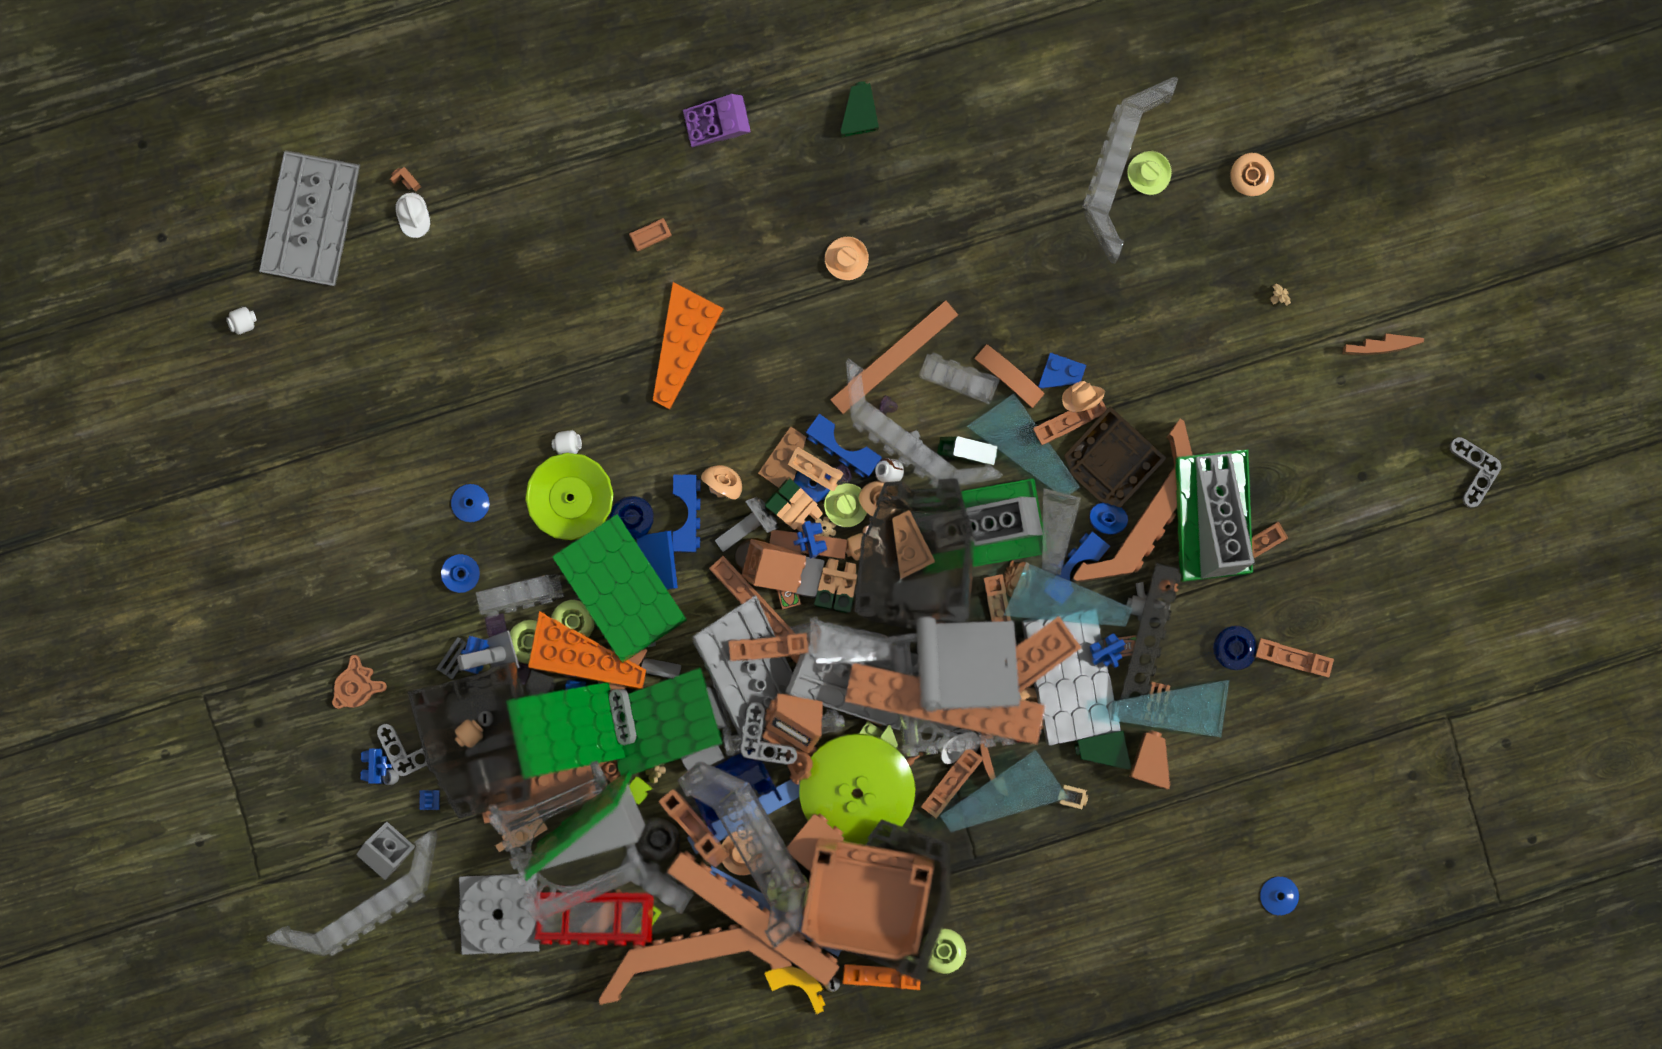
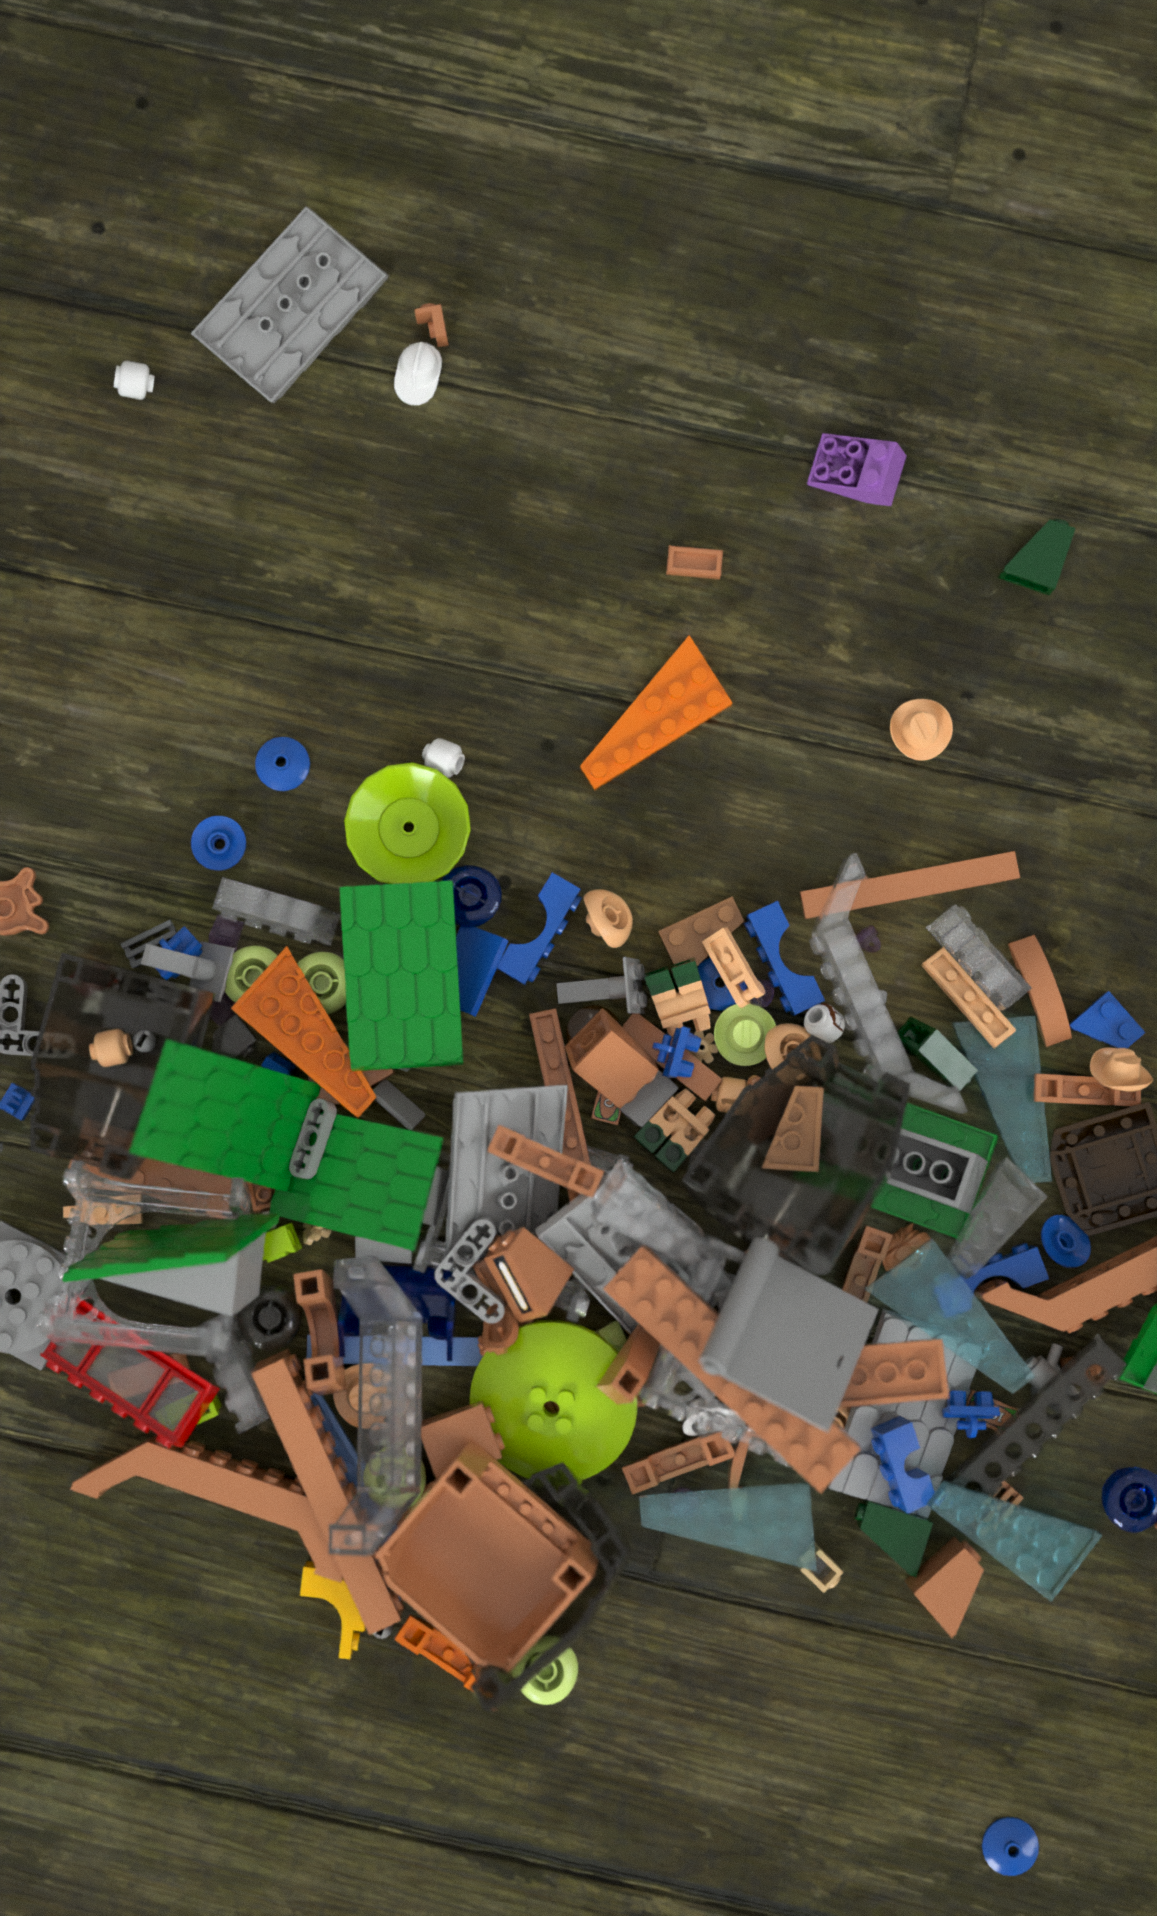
camera: 25 degrees right, 0 degrees up
(889, 739) = (630, 1367): none -> nougat slope
(967, 405) = (968, 997): none -> light nougat tile
(1071, 696) = (893, 1443): none -> blue arch

